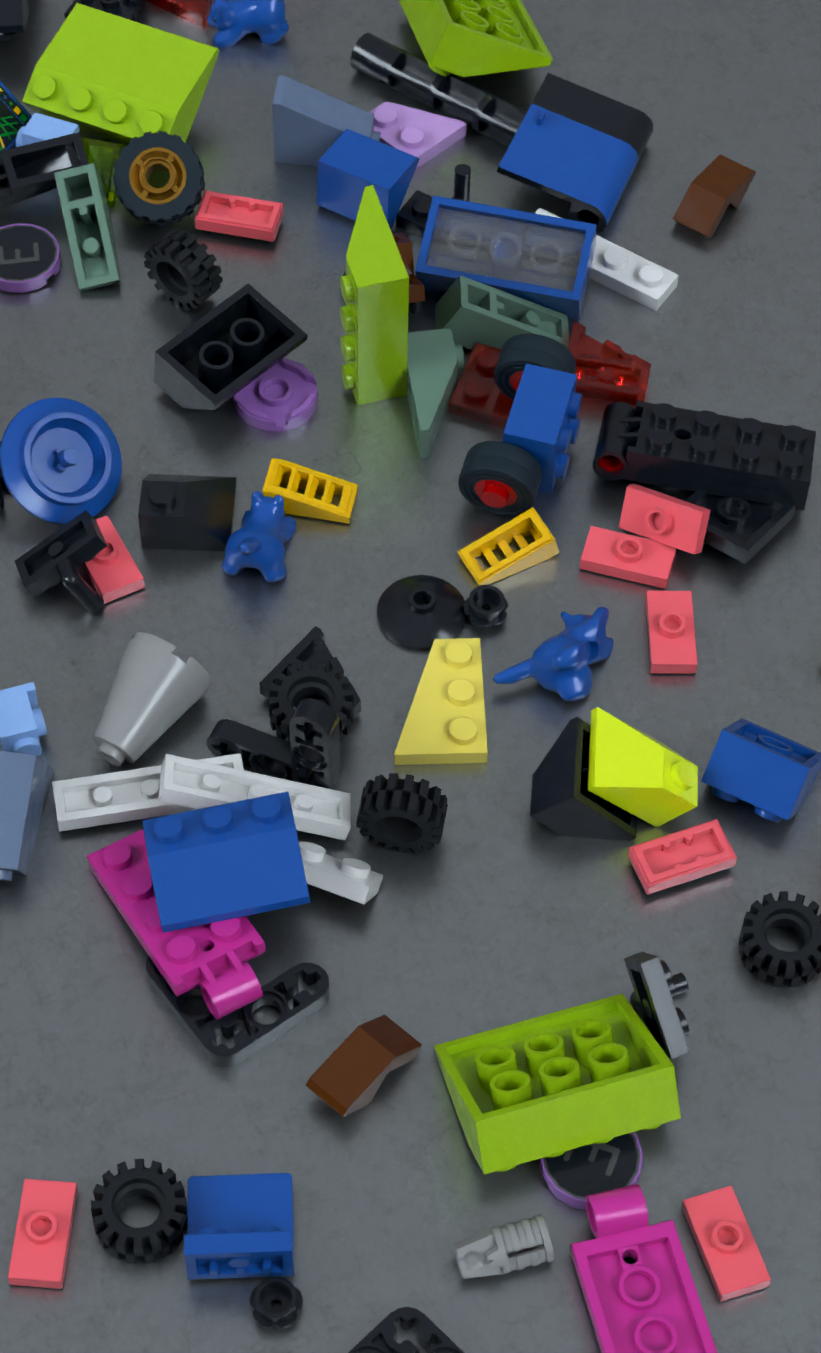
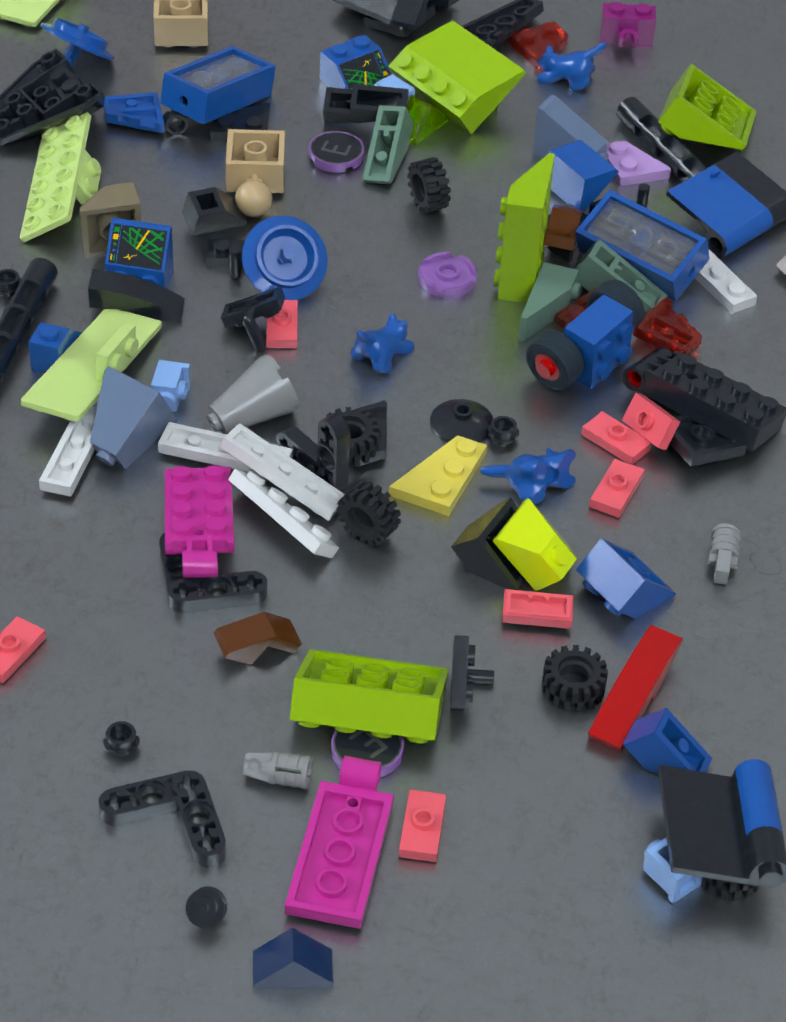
camera: 25 degrees right, 10 degrees down
(136, 1182) = (72, 674): black tyre -> none
(156, 153) = (435, 121): black wheel -> none
(186, 512) = (345, 313): black slope -> none
(225, 350) = (424, 232): black slope -> none
(225, 861) = (237, 488): blue slope -> none
(239, 216) = (487, 172): coral plate -> none
(239, 1226) = (123, 691): blue bracket -> none
(300, 477) = (421, 317): yellow slope -> none
(513, 531) = (550, 404): yellow slope -> none

